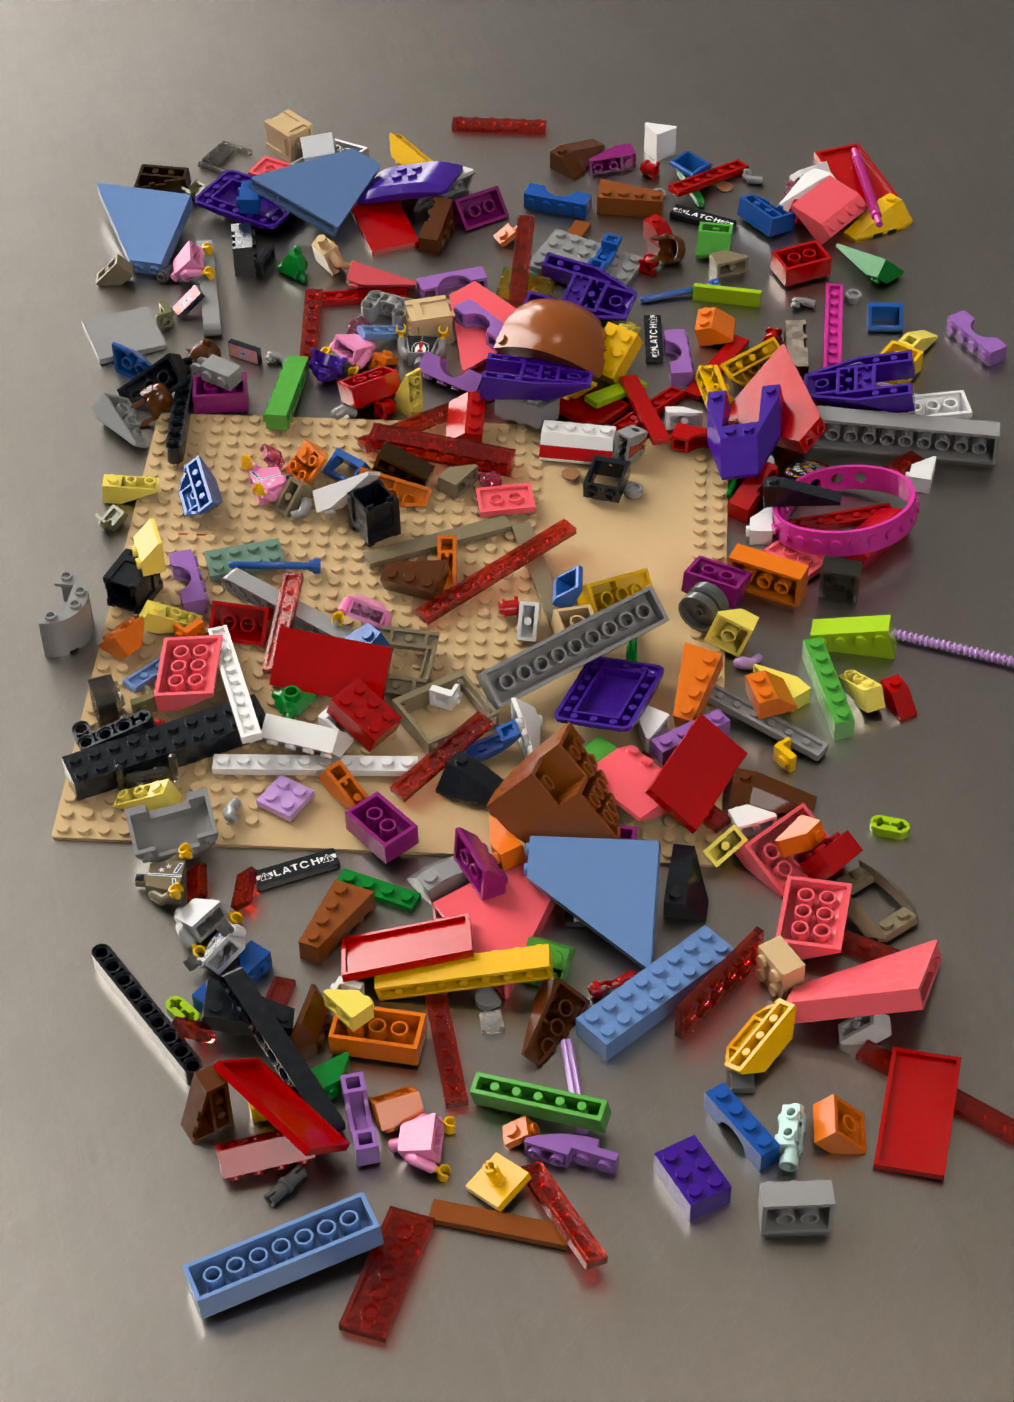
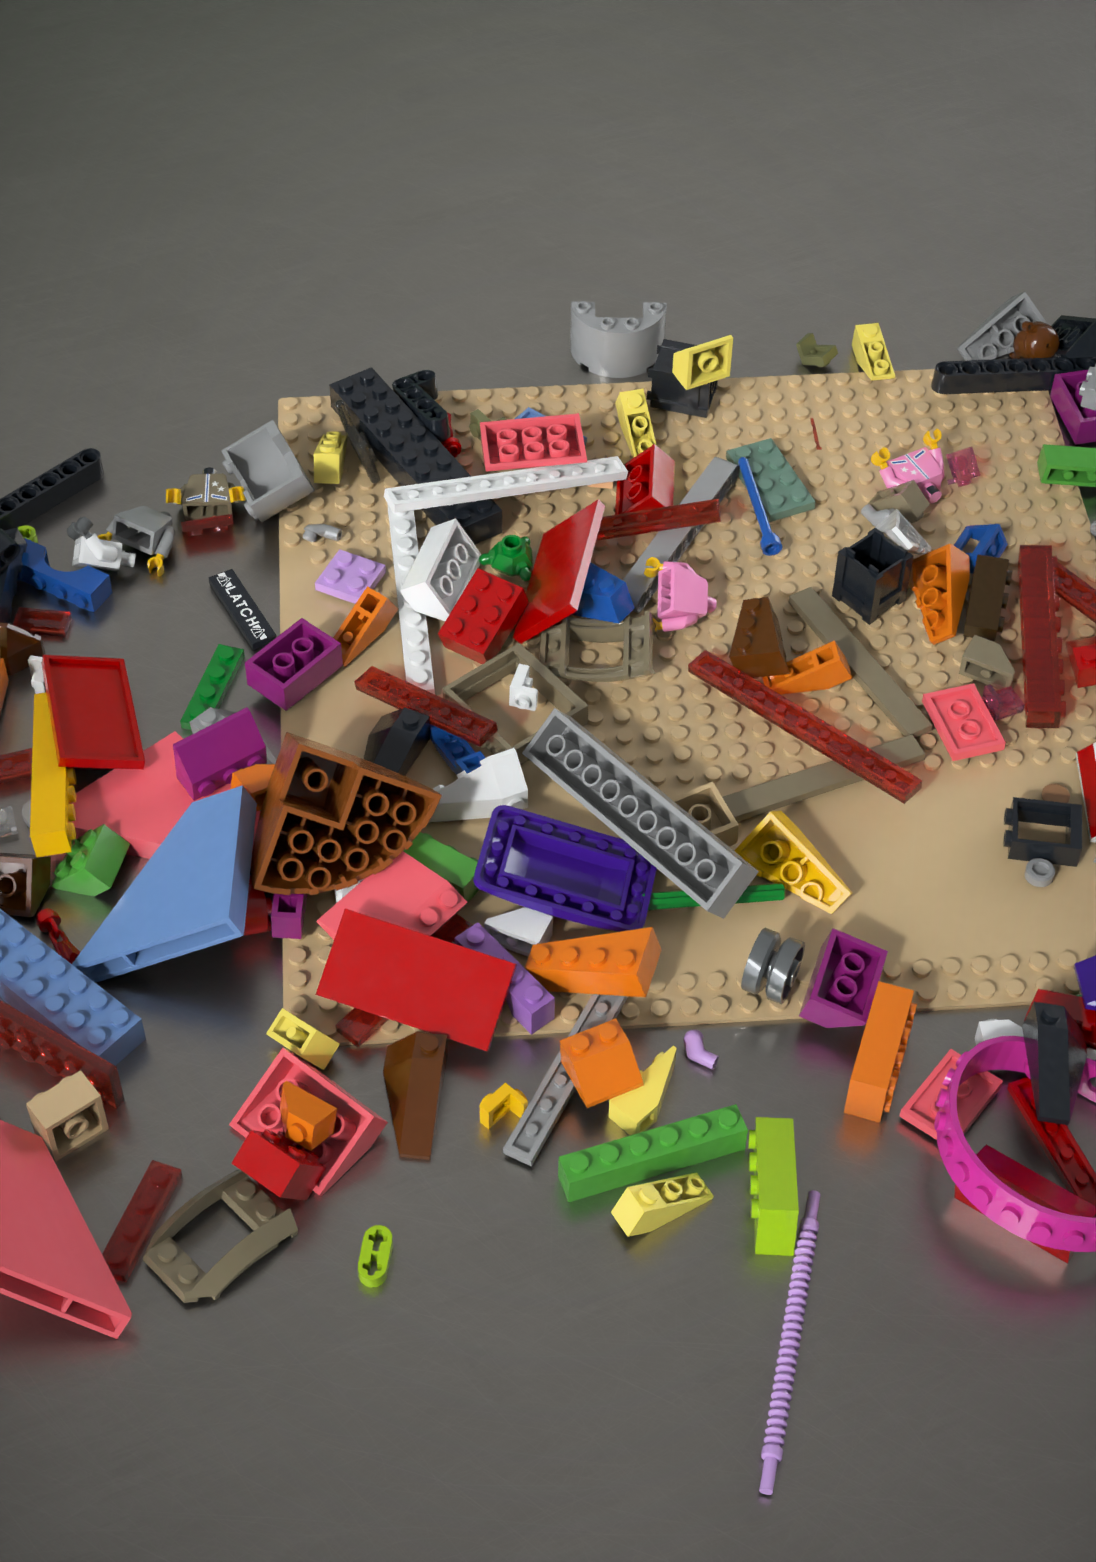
camera: 80 degrees right, 5 degrees up
(105, 700) = (468, 388): clear smoke brick -> none
(124, 639) = (589, 391): orange slope -> none
(184, 568) = (684, 441): medium lavender arch -> none
(195, 628) = (616, 446): orange bracket -> none
(198, 489) = (881, 414): blue wedge -> none
(244, 889) = (212, 565): clear red plate -> none
(307, 461) = (970, 507): orange slope -> none
(334, 919) = (152, 647): dark orange wedge -> none
(509, 608) = (734, 750): red brick -> none
(528, 621) = (719, 765): white slope -> none
(563, 587) = (793, 803): blue tile -> none
(685, 886) = (225, 998): black wedge -> none
(731, 630) = (737, 1012): light yellow slope -> none
(751, 819) = (360, 1066): white slope -> none
(814, 916) = (164, 1146): coral slope -> none
(840, 580) = (895, 1151): clear smoke brick -> none
(898, 698) = (649, 1253): red slope -> none

